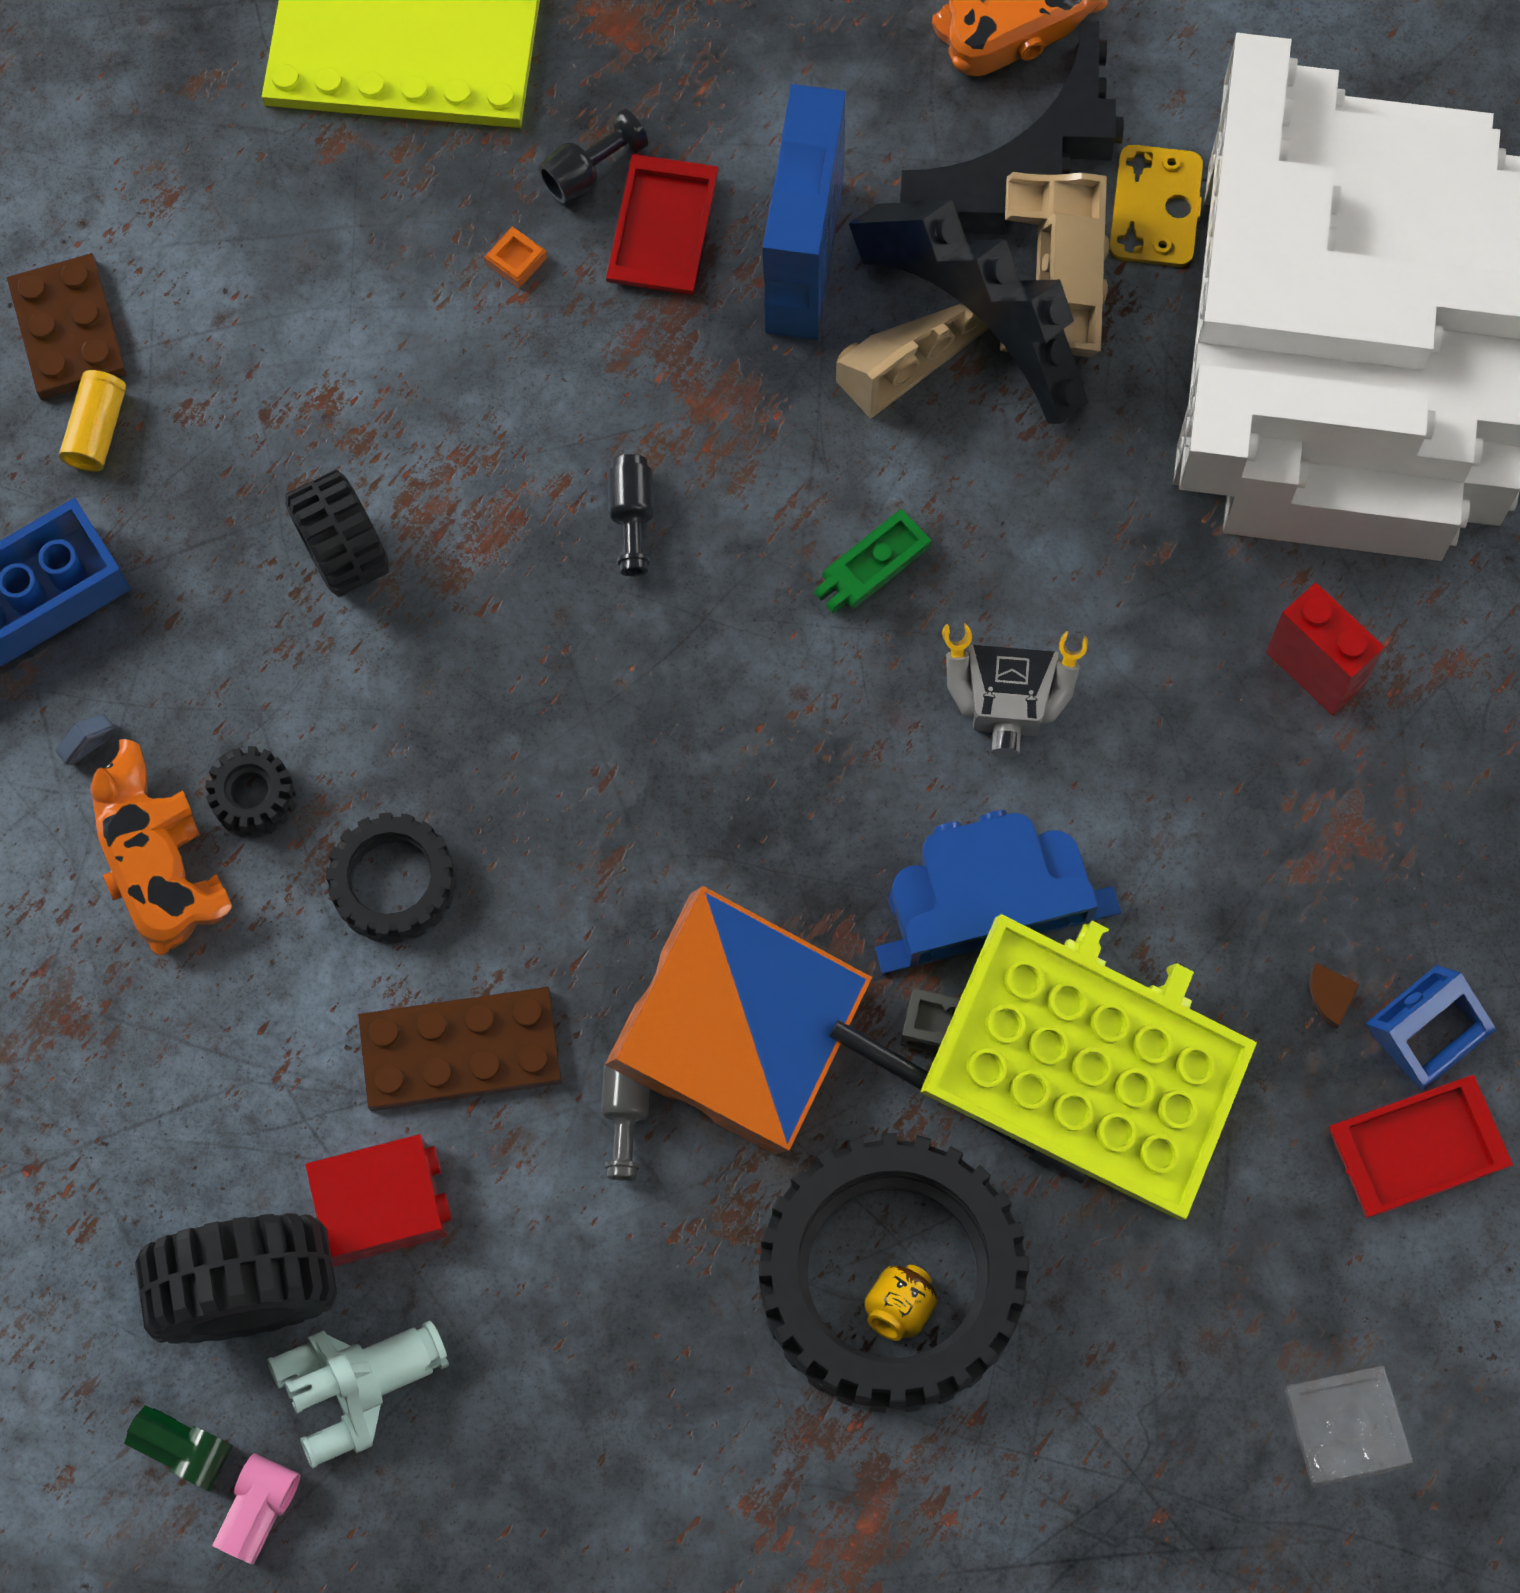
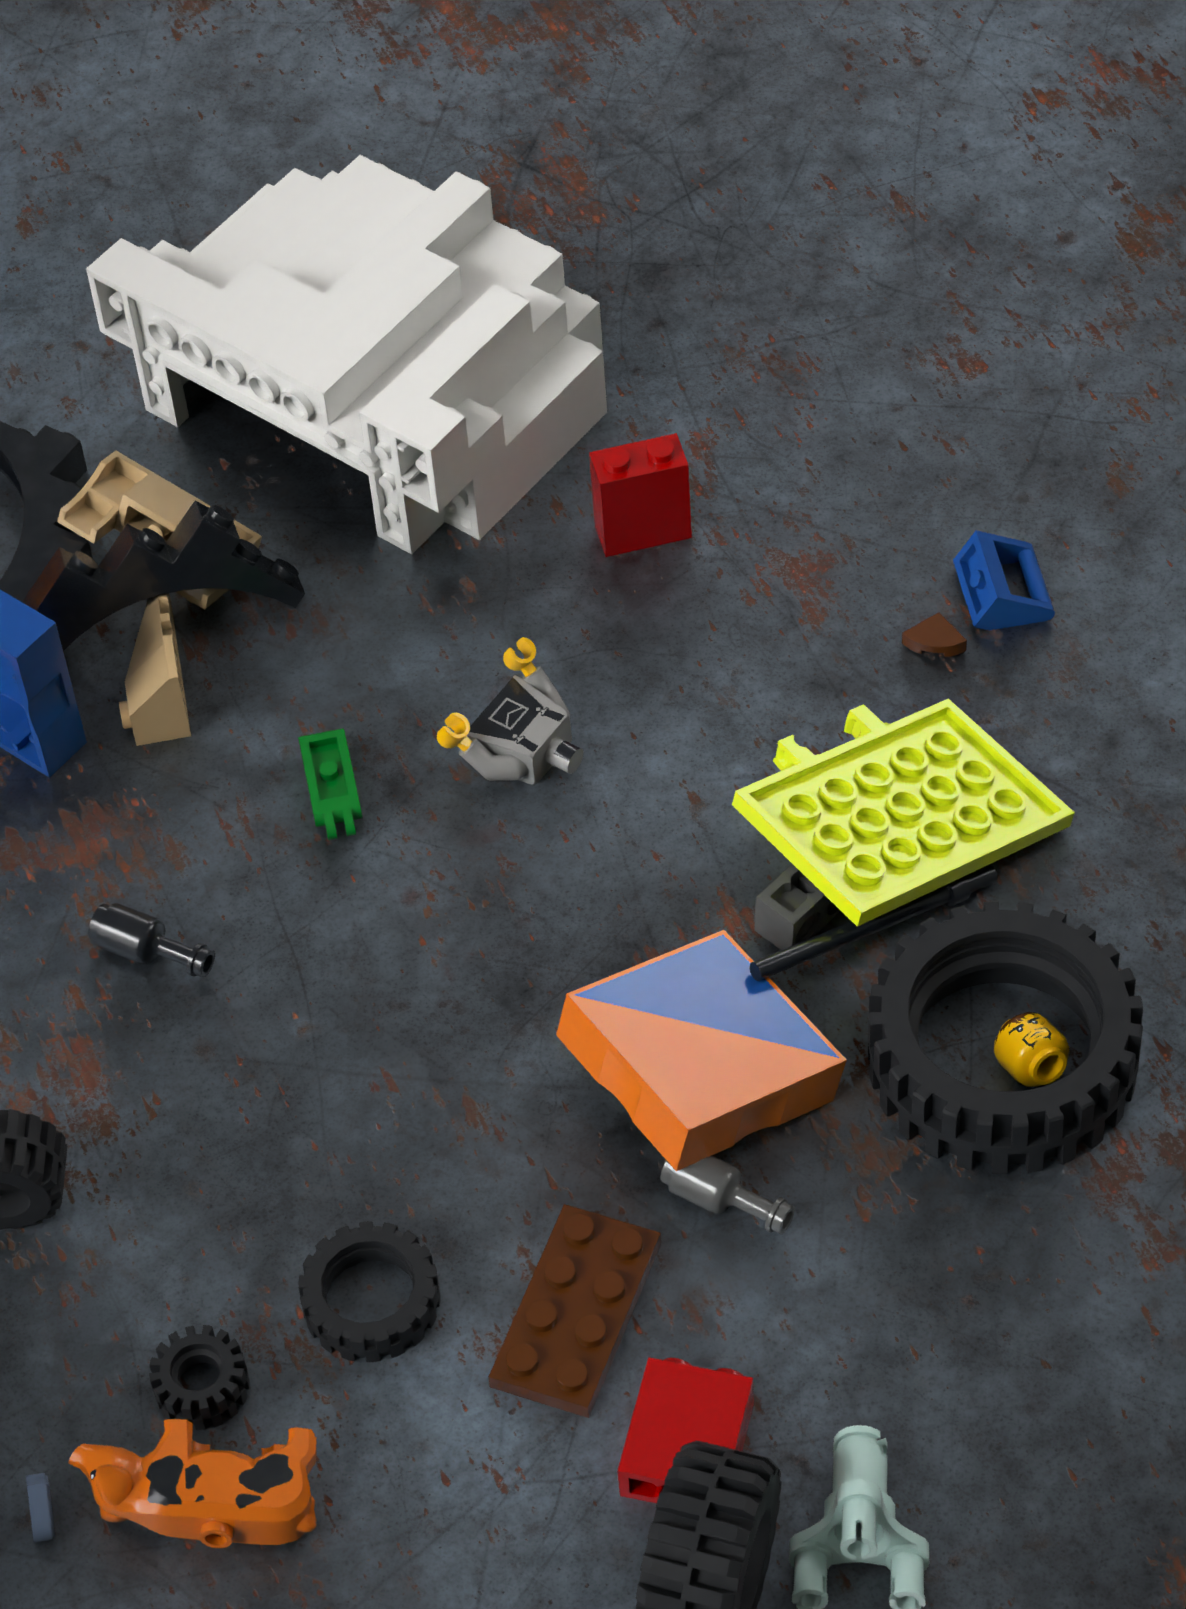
camera: 60 degrees left, 20 degrees down
(985, 872) = (684, 826): blue brick -> none
(1145, 205) = (136, 437): yellow axle -> none
(1420, 1146) = (1101, 635): red piece -> none

